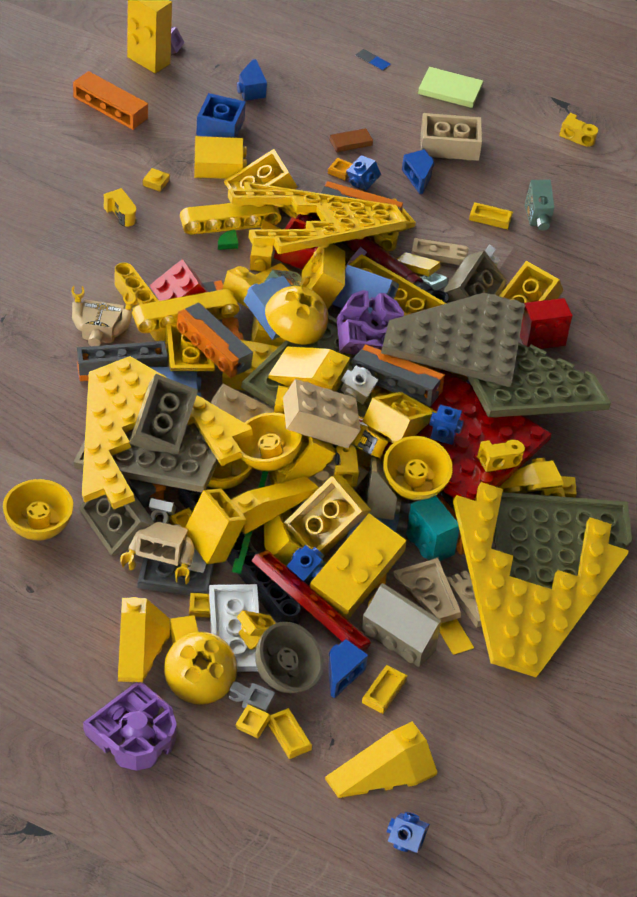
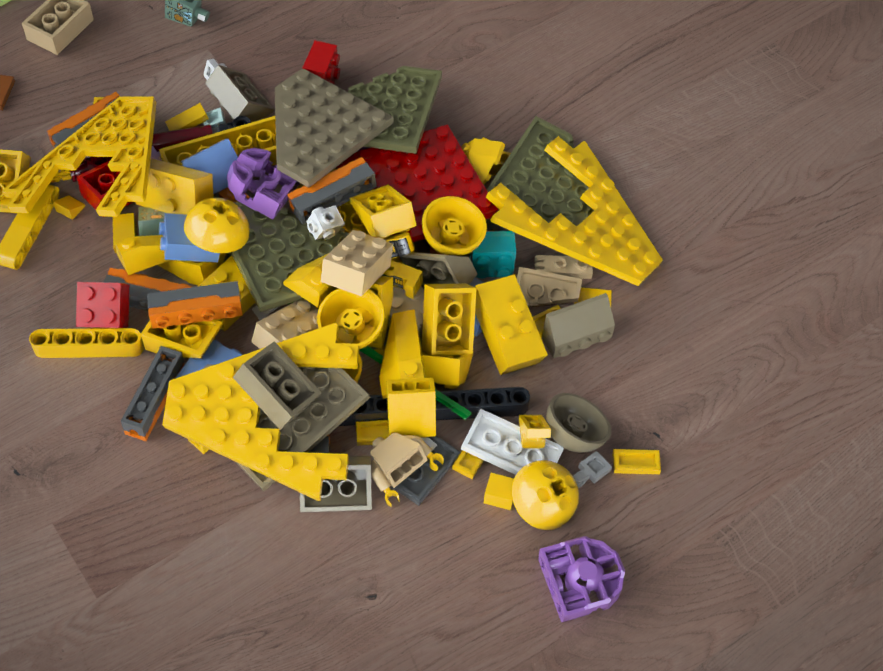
camera: 60 degrees left, 10 degrees up
(38, 509) = (299, 533): yellow piece -> none
(101, 320) = (85, 387): tan torso -> none
(141, 638) = (490, 528): yellow wedge -> none
(155, 315) = (134, 313): yellow beam -> none
(161, 508) = (348, 441): white tile -> none
(228, 240) = (53, 241): green tile -> none
(253, 721) = (616, 481): yellow plate -> none
(261, 258) = (93, 225): yellow brick -> none
(306, 563) = (483, 360): blue brick -> none
(310, 365) = (284, 249): yellow slope -> none
(310, 600) = (518, 377): red tile -> none
(339, 168) = (27, 116): light orange tile -> none
(345, 665) = (593, 386): blue slope -> none
(363, 173) = (53, 102): blue brick -> none
(384, 689) = (624, 371): yellow tile -> none
(391, 761) = (703, 405): yellow wedge -> none
(416, 832) = (780, 422): brick -> none
(418, 169) = (76, 63): blue slope -> none
(440, 251) = (181, 98): tan hinge -> none
(447, 420) = (412, 183): blue brick -> none
(491, 215) = (163, 45): yellow tile -> none
(500, 455) = (462, 171): yellow leg -> none
(532, 285) = (273, 62): yellow slope -> none

